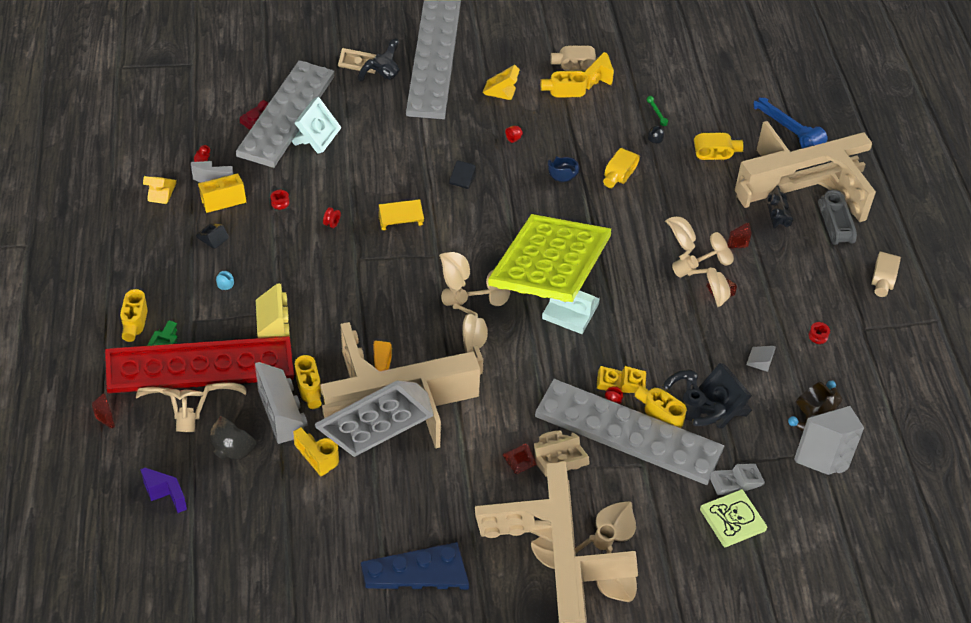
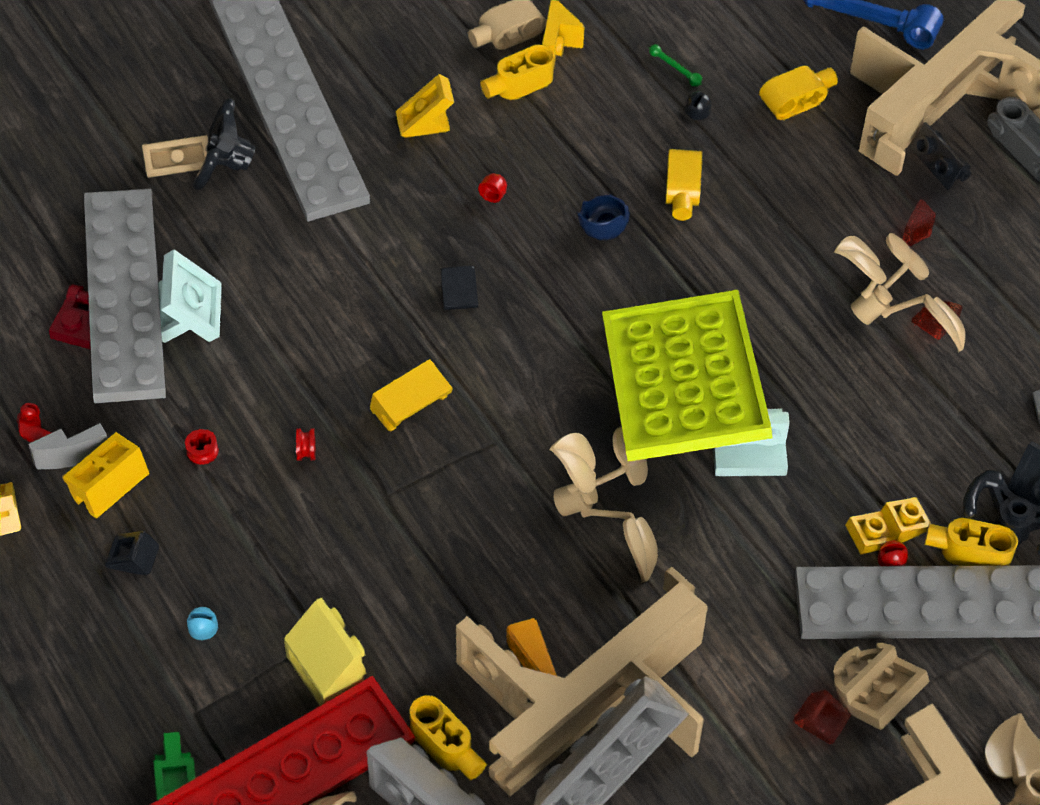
camera: 25 degrees left, 5 degrees up
(133, 314) = (103, 773): yellow piece -> none

